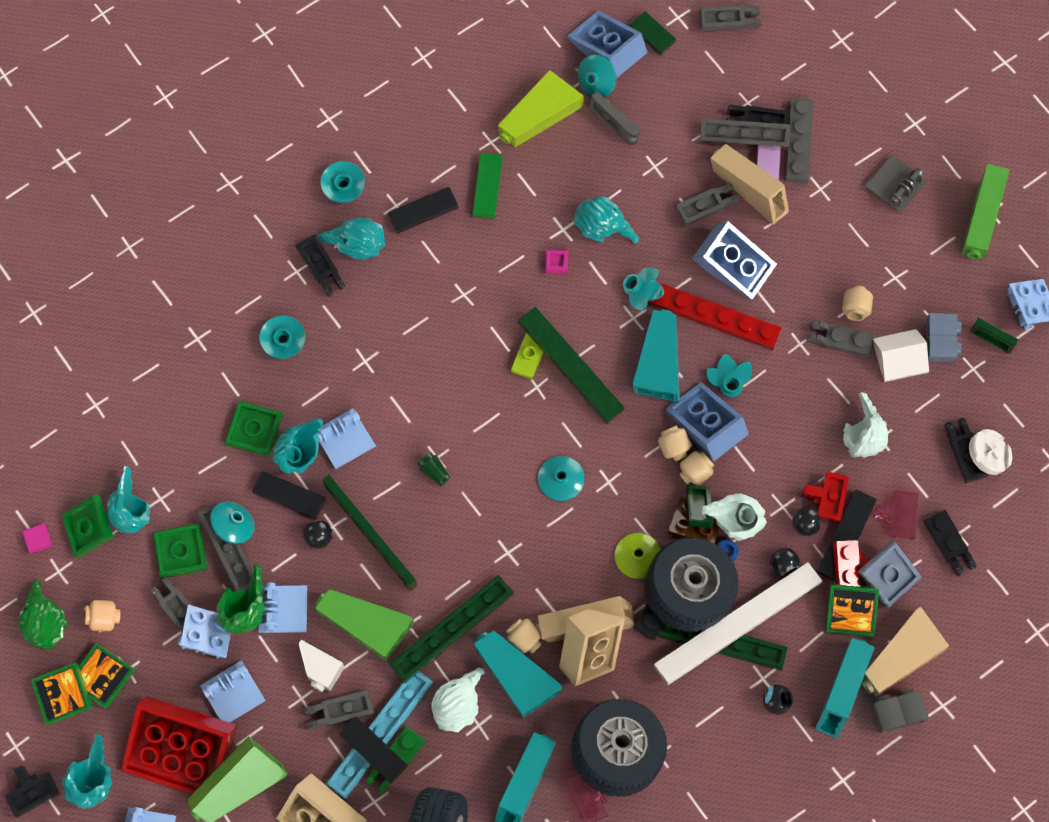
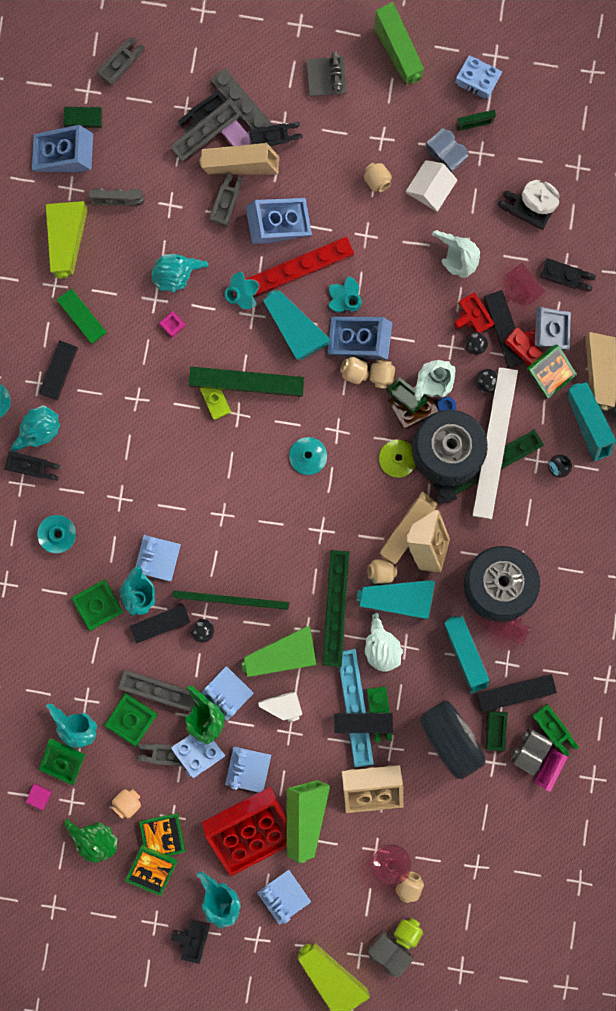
camera: 50 degrees left, 15 degrees up
(227, 527) = (145, 681): teal dish -> none
(341, 709) = (321, 716): dark grey hinge -> none
(433, 468) = (229, 524): dark green cone -> none
(603, 73) = (78, 173): teal dish -> none
(802, 189) = (274, 134): none -> black hinge
(841, 338) = (388, 208): dark grey hinge -> none

